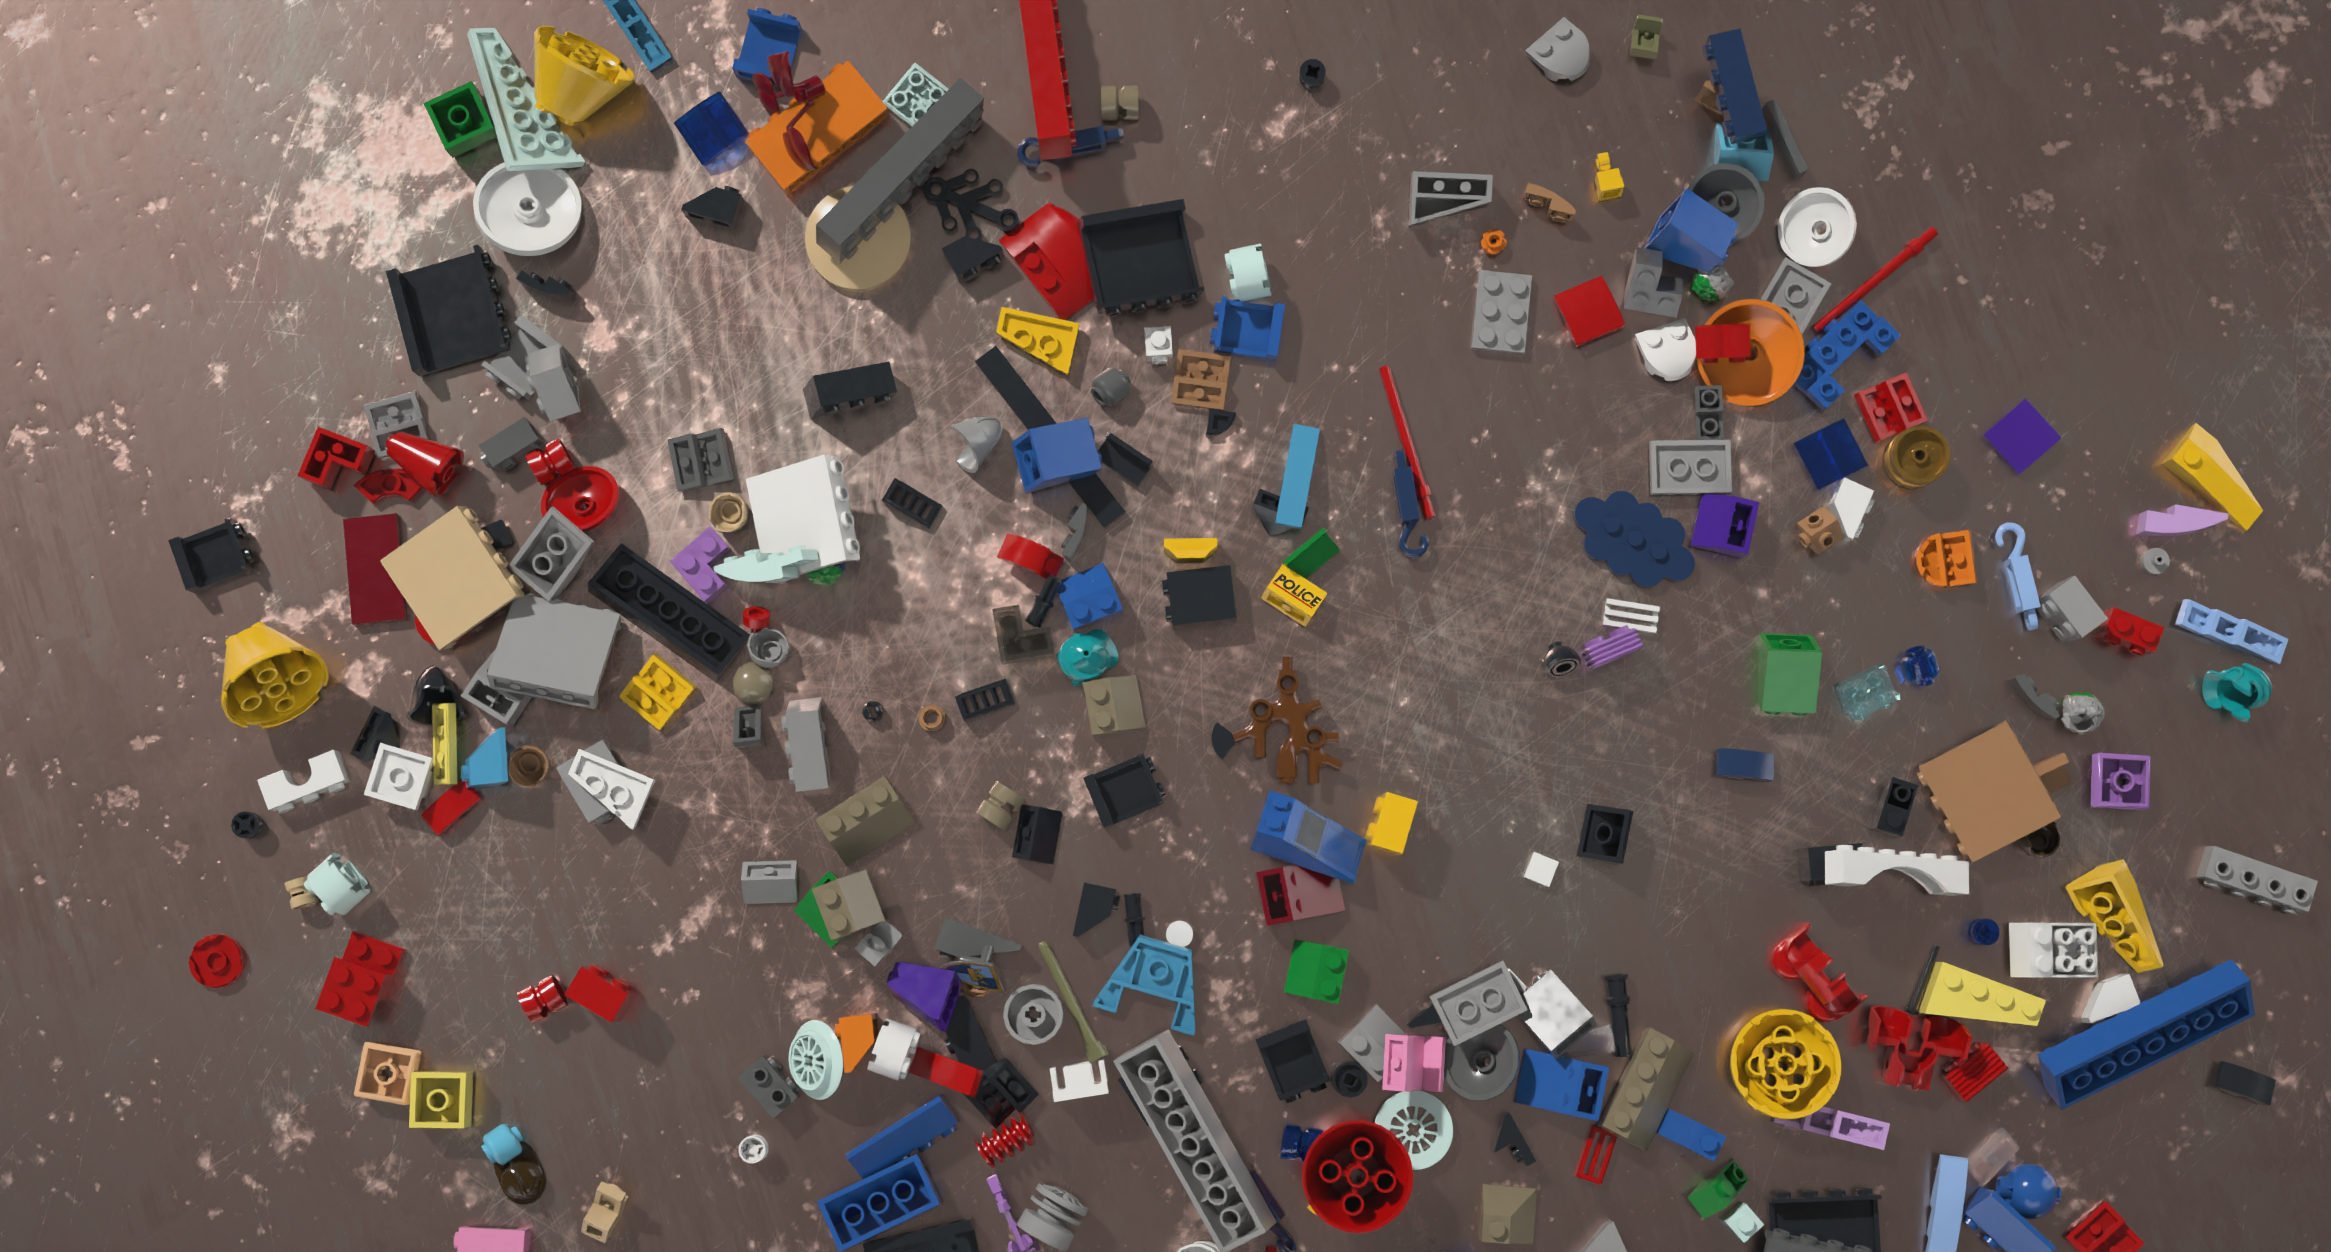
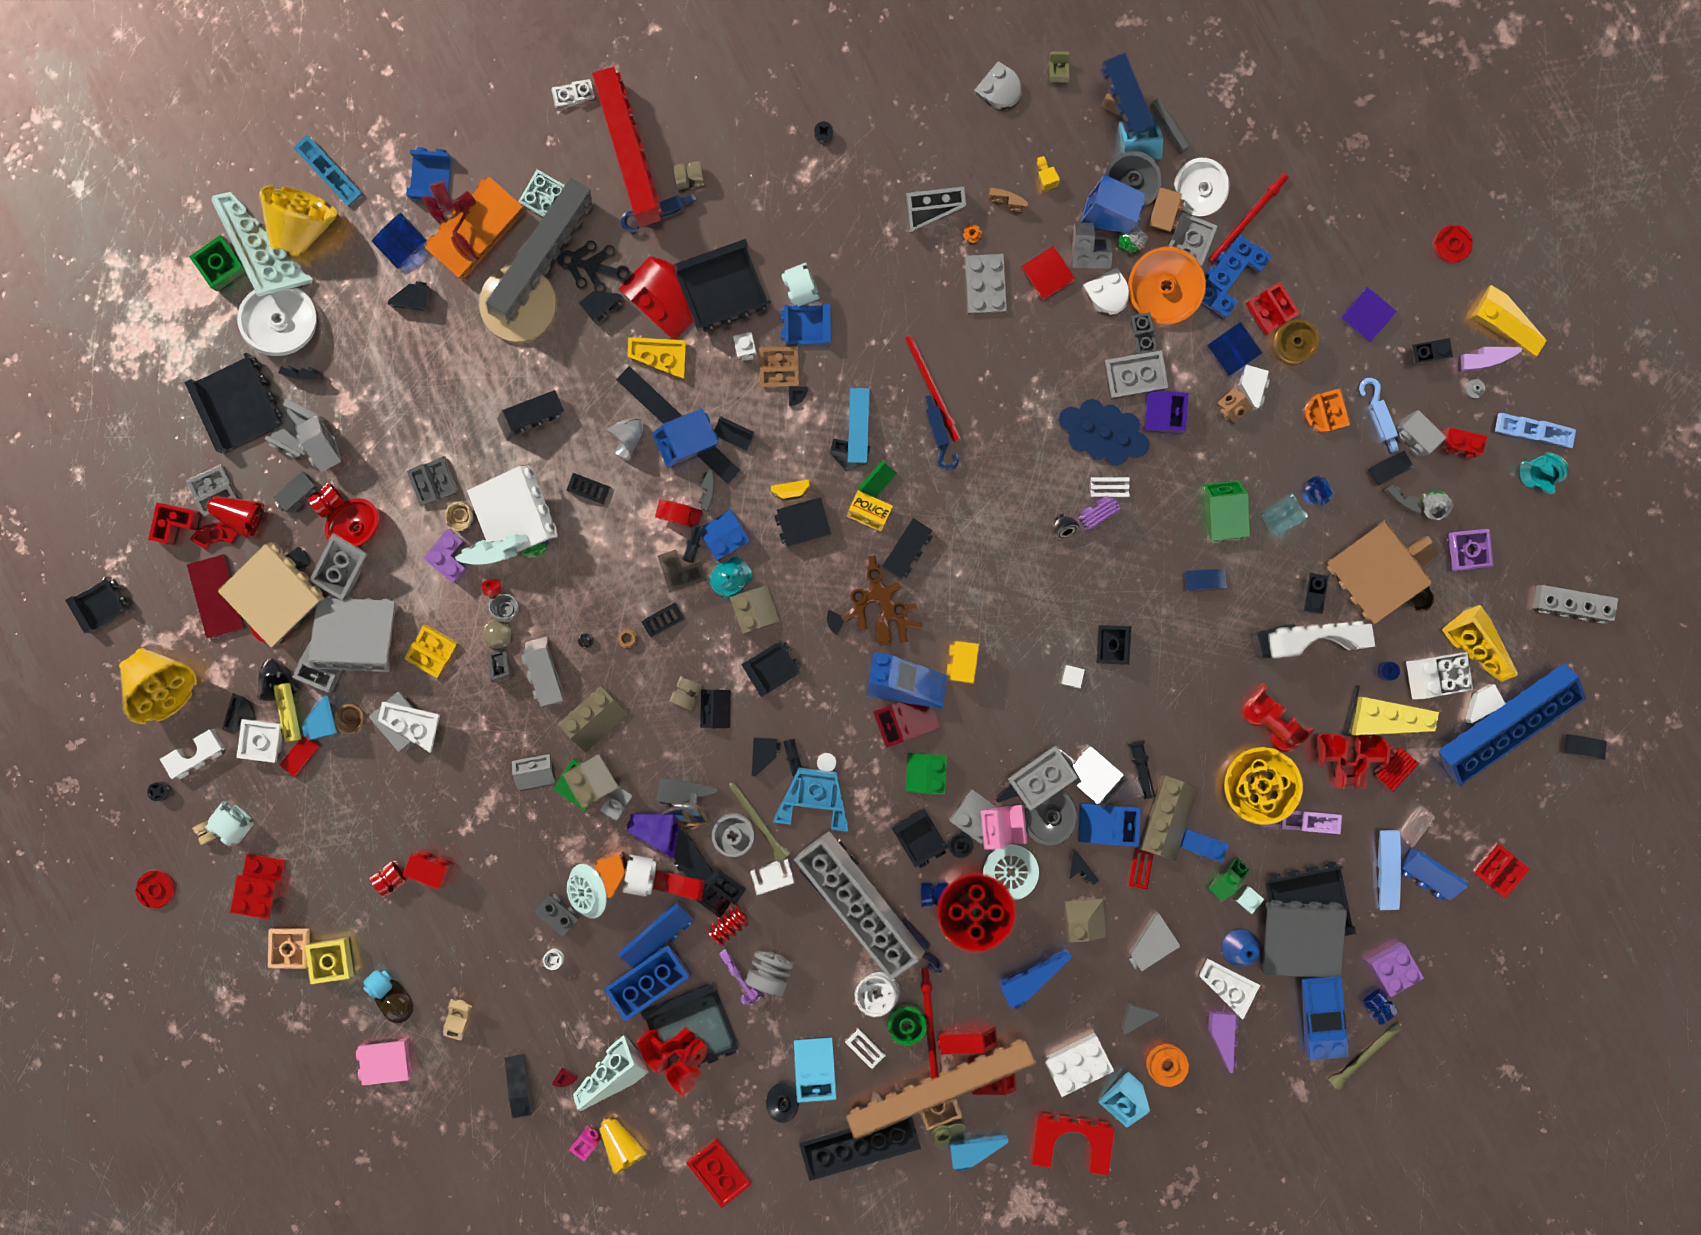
camera: 10 degrees left, 5 degrees up
(668, 612) = (428, 593): black arch -> none
(1110, 387) = (715, 382): dark grey head -> none
(1339, 656) = (908, 549): none -> black brick
(1723, 341) = (1146, 281): red brick -> none
(1763, 251) = (1166, 210): none -> medium nougat brick
(2024, 650) = (1391, 468): none -> black slope
(2029, 1190) = (1445, 846): blue brick -> none
(2103, 500) = (1432, 351): none -> black slope
(2151, 359) = (1453, 243): none -> red tile

